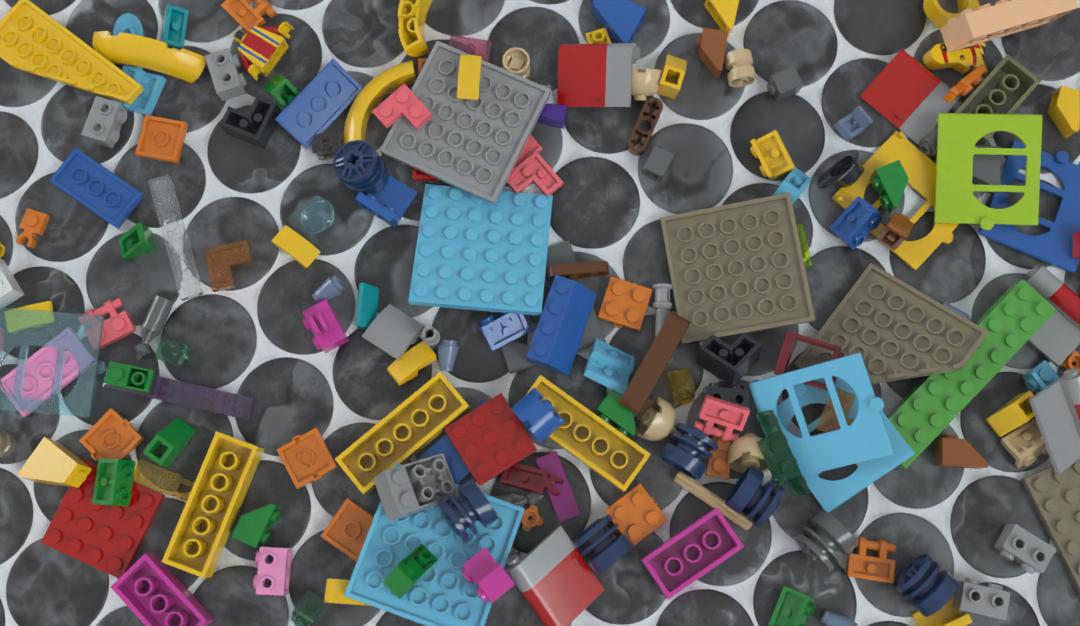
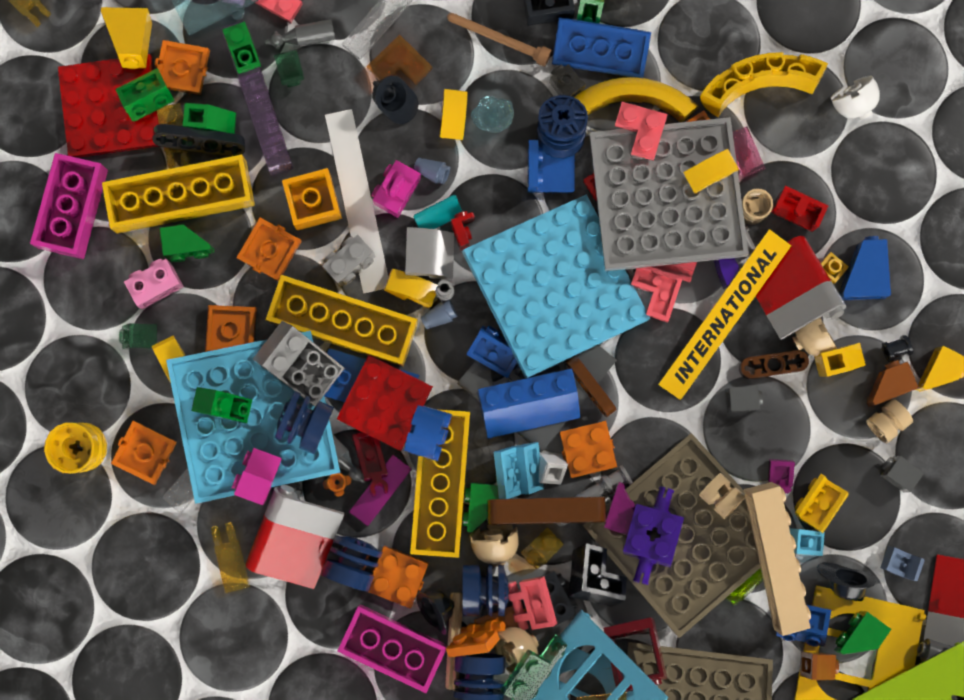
camera: 55 degrees right, 5 degrees up
(179, 457) = (199, 140): none -> black beam
(253, 283) = (395, 99): none -> black piece
(289, 397) = (312, 199): none -> light orange brick
(293, 153) = (539, 54): none -> medium nougat piece
(314, 364) = (356, 195): none -> white sticker
(358, 399) = (349, 260): none -> light grey brick
(393, 297) = (462, 233): none -> red bracket
(539, 34) = (799, 209): none -> red window
(585, 138) = (724, 314): none -> yellow sticker
(623, 340) = (552, 469): none -> white slope
(680, 499) = (436, 608): none -> black piece
(688, 30) = (897, 348): none -> black bush
(690, 306) = (621, 511): none -> magenta slope
(723, 480) = (475, 639): none -> orange plate
(724, 220) = (723, 505): none -> tan wheel
(724, 277) = (661, 549): none -> dark purple brick
(735, 175) = (781, 473): none -> magenta slope
(798, 207) = (777, 558): none -> tan brick

